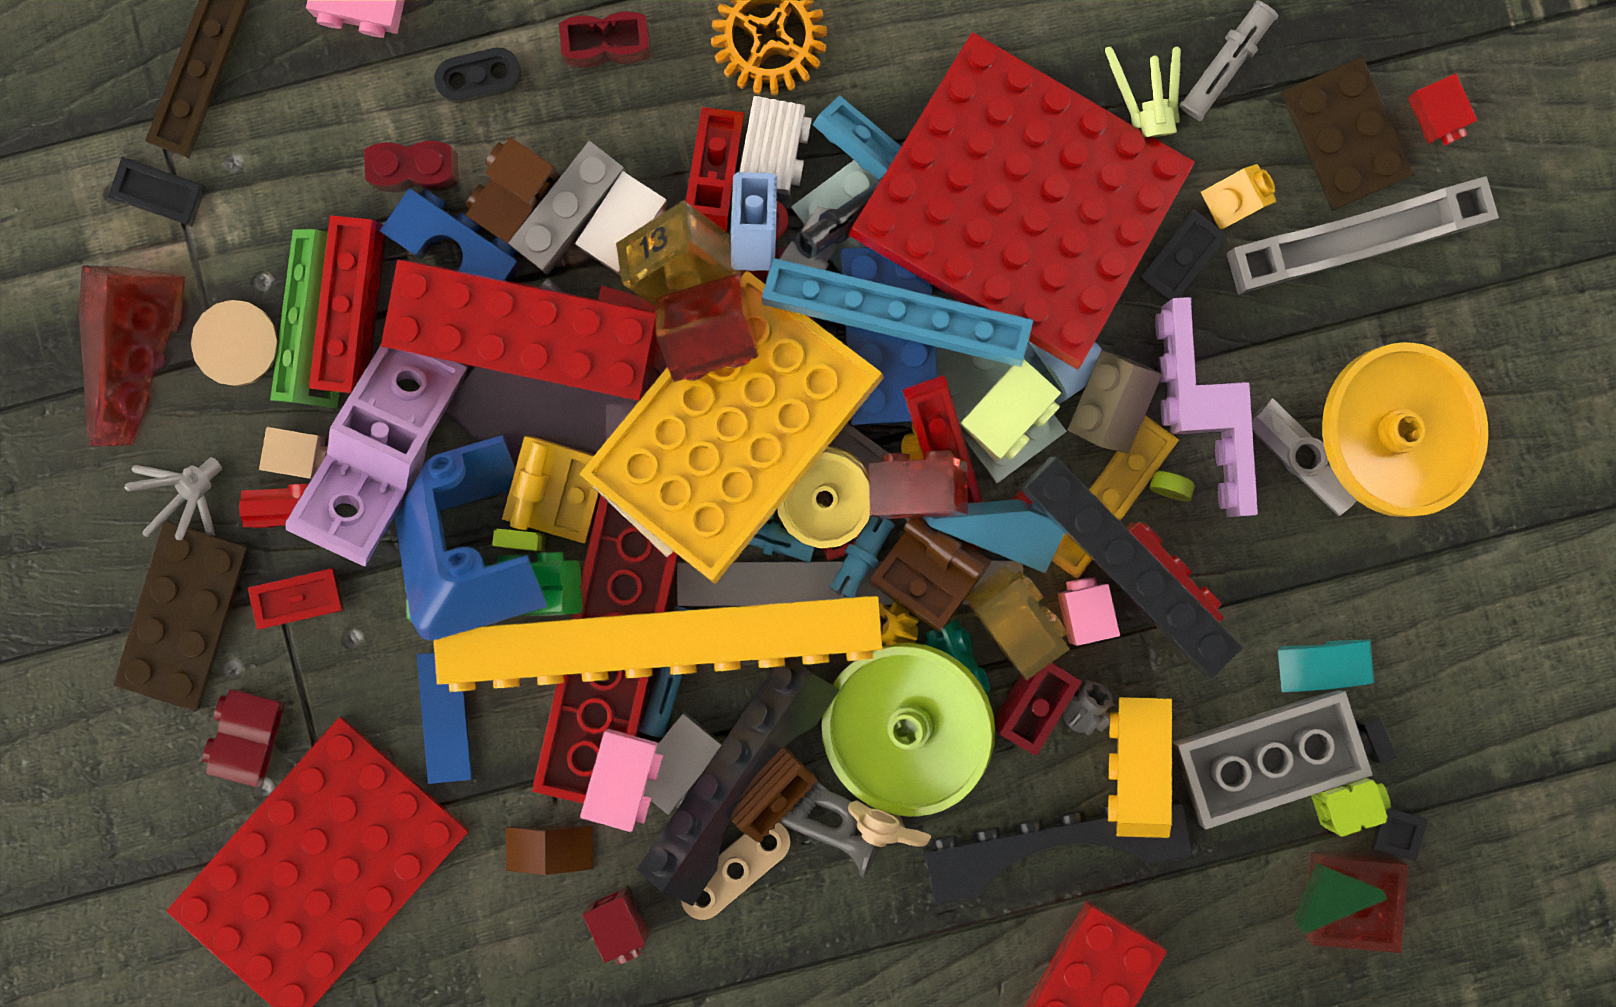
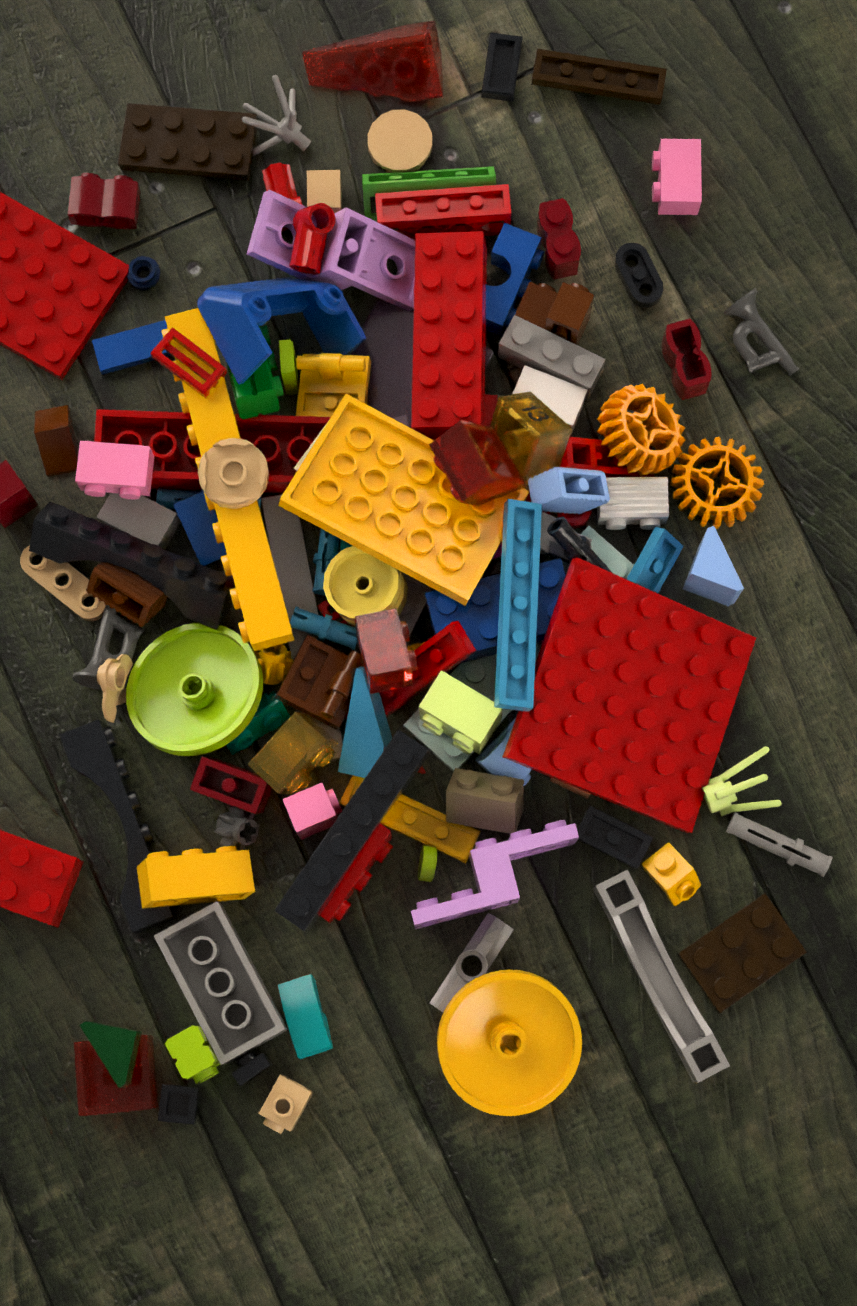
camera: 80 degrees right, 10 degrees down
(296, 598) = (215, 219): red plate -> none
(335, 702) = (140, 264): none -> dark blue plate
(361, 480) = (311, 240): none -> red piece
(535, 639) = (210, 380): none -> red tile
(662, 632) = (233, 473): none -> tan tile
(683, 104) = (633, 433): none -> light orange gear
(701, 689) = (198, 526): none -> blue tile
(882, 67) = (713, 572): none -> light blue slope
(1423, 707) = (285, 1104): none -> tan brick
(1443, 110) = (777, 1026): red brick -> none

